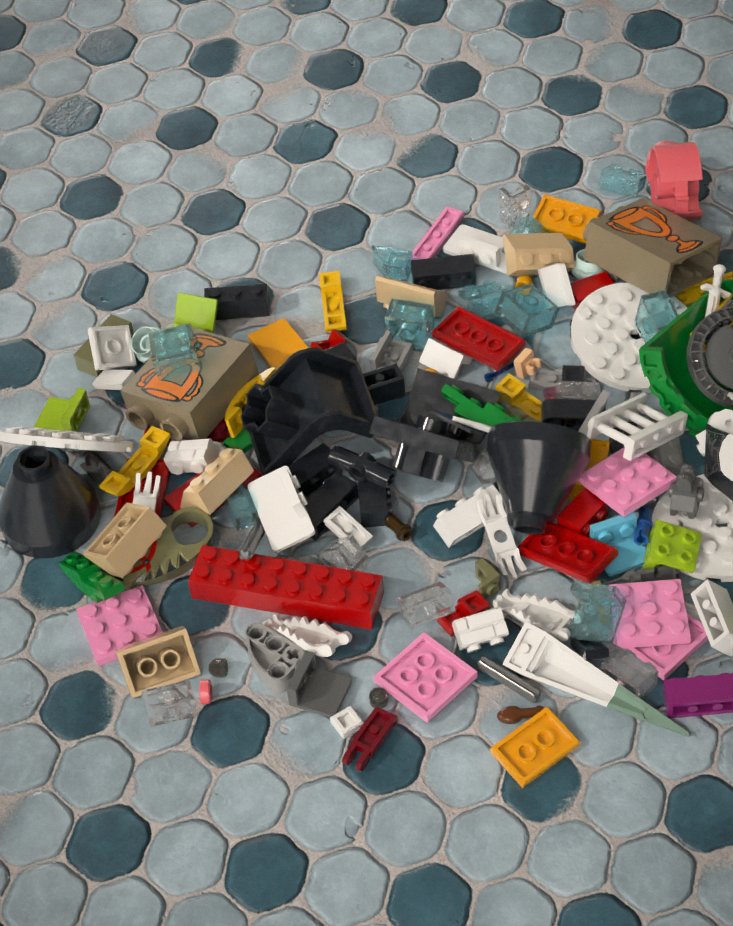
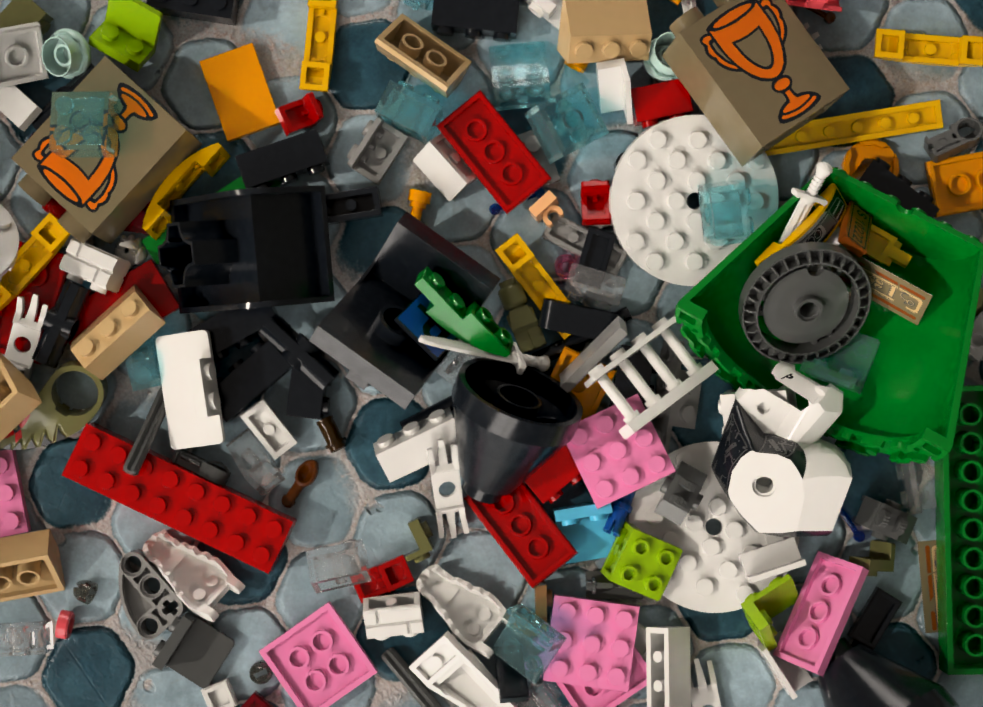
camera: 10 degrees right, 40 degrees up
(171, 491) = (61, 324): none -> black piece
(383, 559) = (304, 476): none -> reddish brown piece
(561, 352) = (595, 202): none -> red bracket

